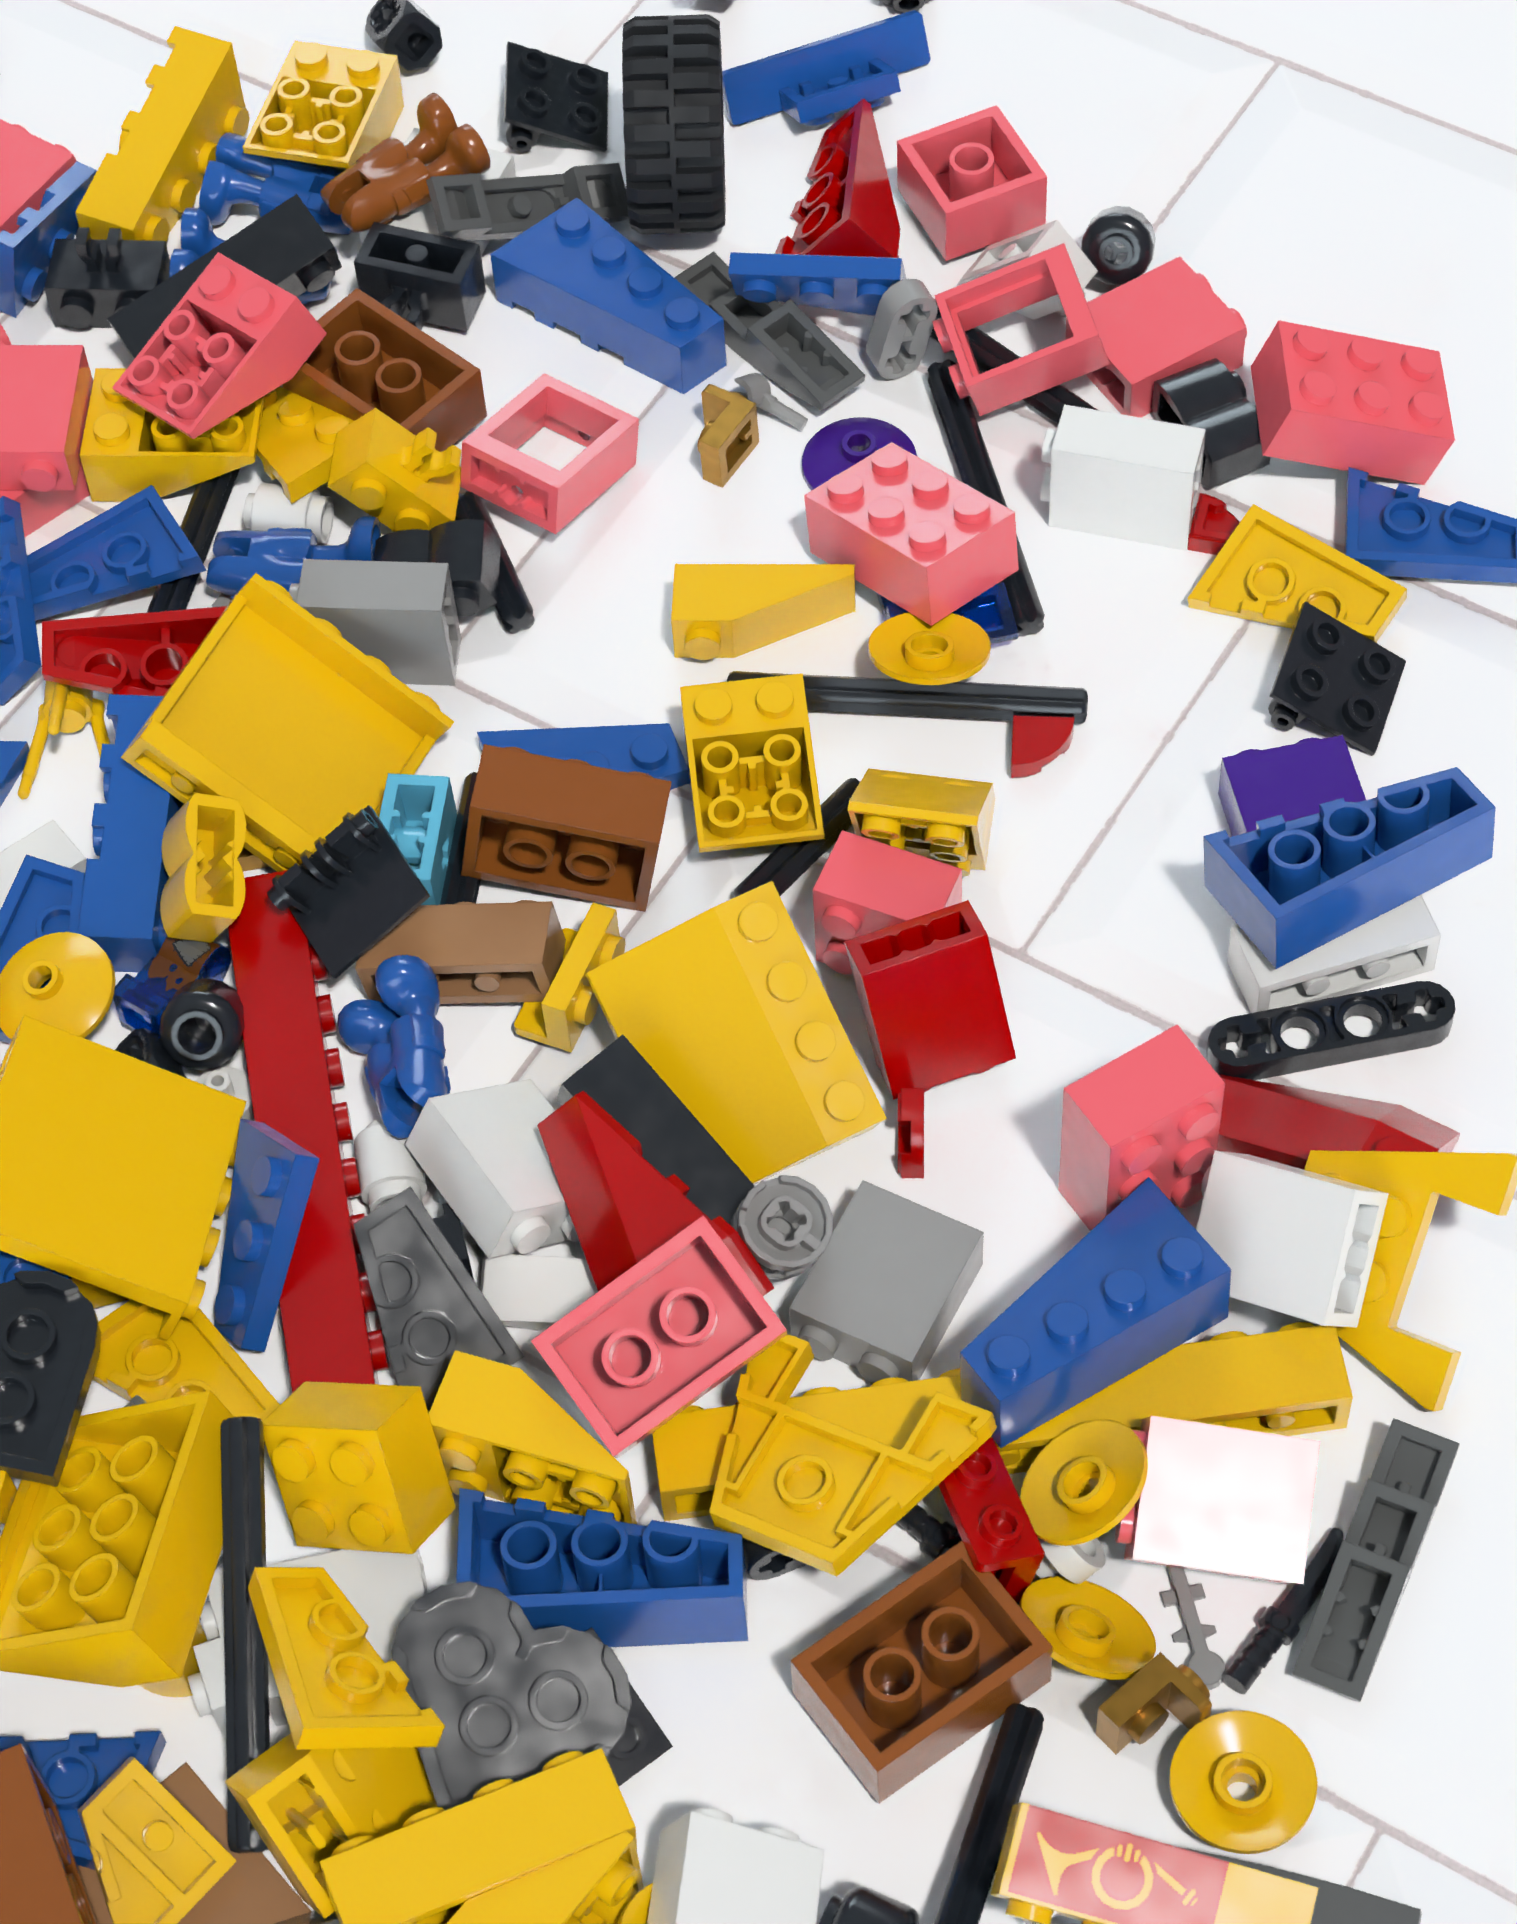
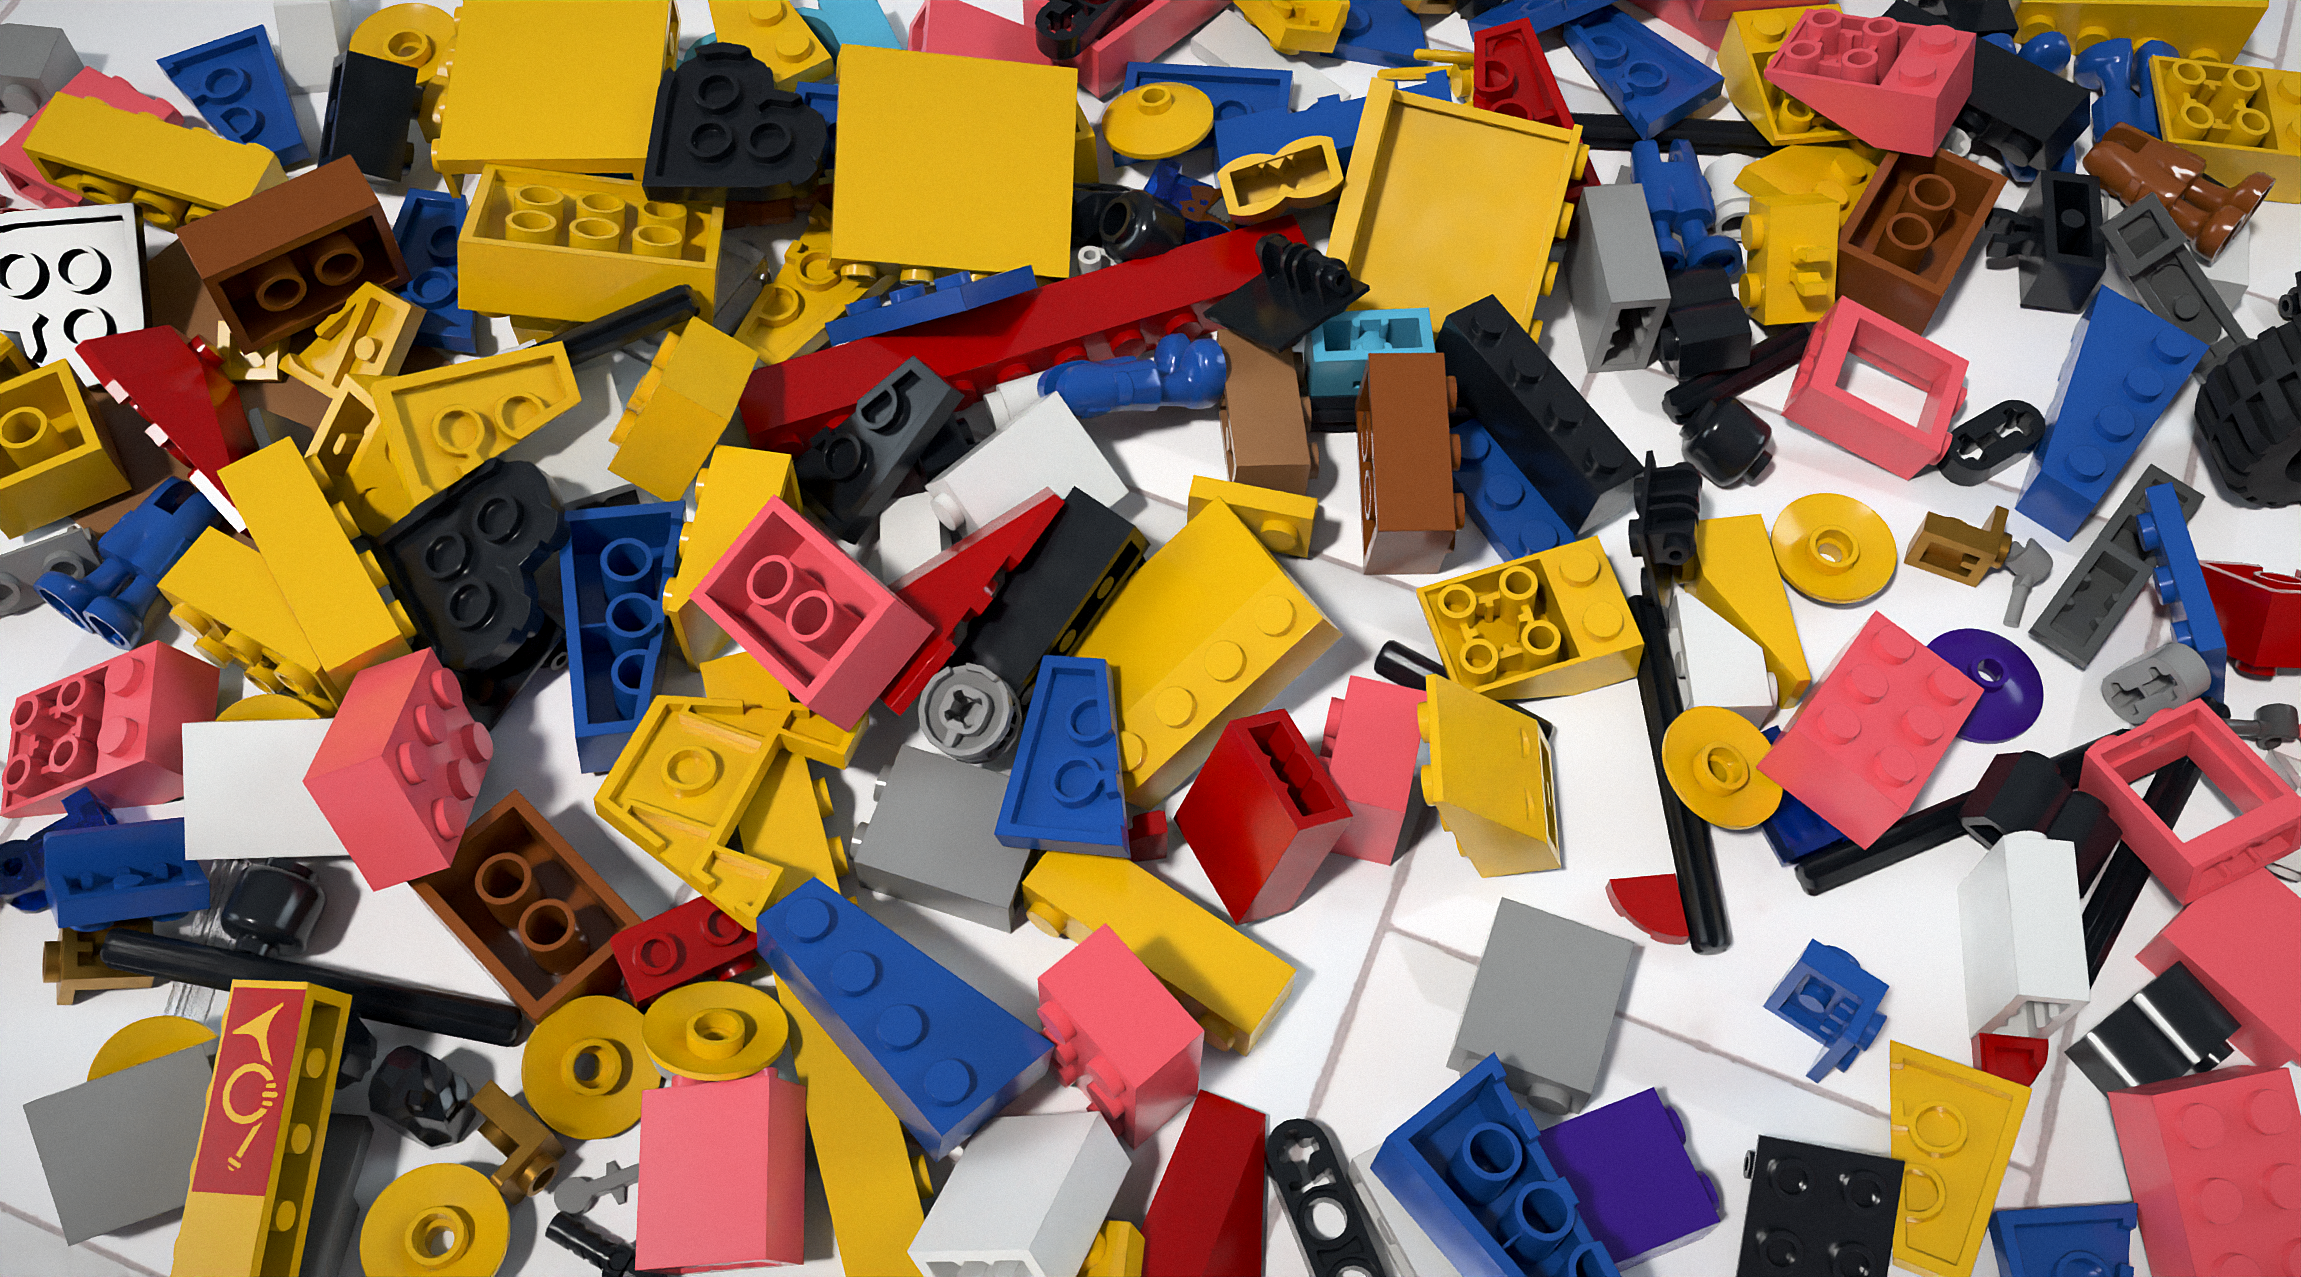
camera: 75 degrees right, 5 degrees up
(537, 707) = (1537, 415): none -> black brick
(575, 582) = (1726, 441): none -> black head
(626, 386) = (1997, 451): none -> black beam
(687, 630) = (1666, 527): none -> black hinge
(709, 524) = (1845, 531): none -> yellow dish
(758, 1752) = (401, 769): none -> coral brick
(816, 638) = (1717, 662): none -> white slope
(855, 1148) = (1068, 765): none -> blue wing
(941, 270) = (2270, 725): none -> dark grey hand
(1007, 440) = (2028, 795): none -> black brick
(1010, 1129) = (1204, 963): none -> yellow brick
(1099, 1788) = (421, 1098): none -> black rock
(1125, 837) = (1542, 1005): none -> light grey brick
(1167, 616) = (1830, 1002): none -> blue bracket

